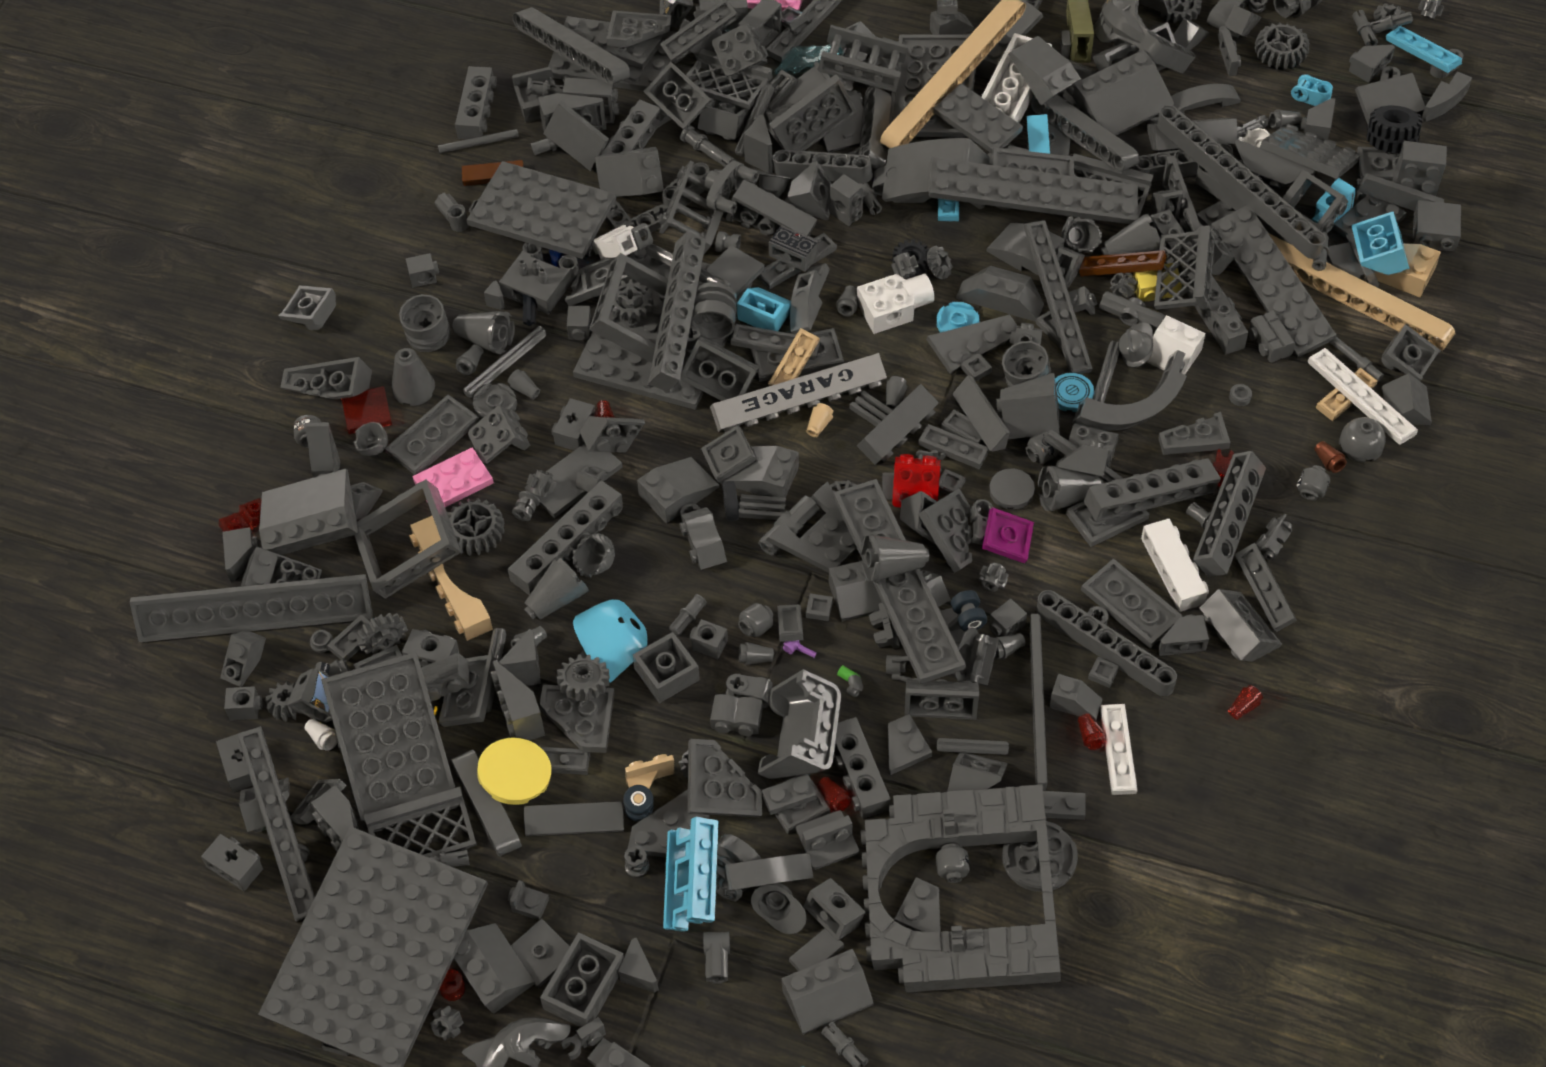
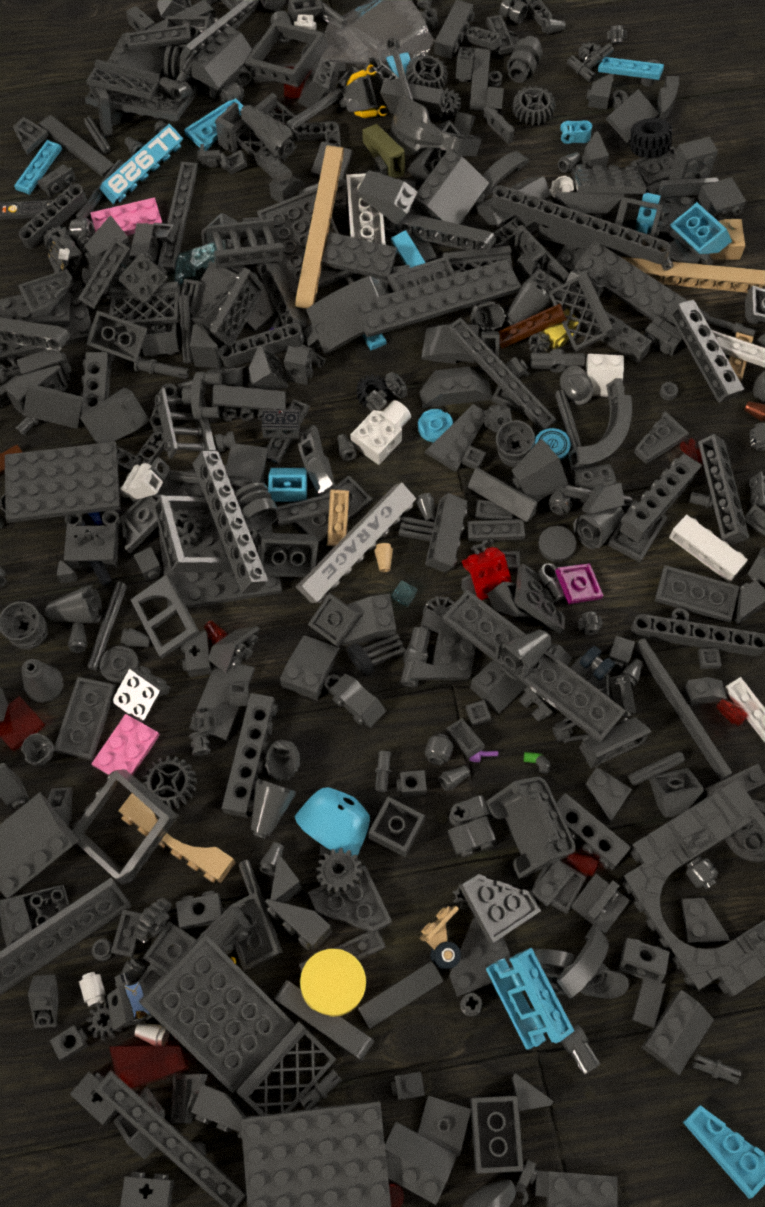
camera: 30 degrees left, 10 degrees up
(291, 667) = (92, 989): none -> white brick
(301, 755) = (147, 1064): none -> clear red wedge
(577, 350) = (165, 589): none -> dark grey window
(818, 464) = (404, 593): none -> clear light blue plate
(1253, 124) = (550, 176): dark grey axle -> none
(1304, 368) = (706, 351): none -> dark grey brick

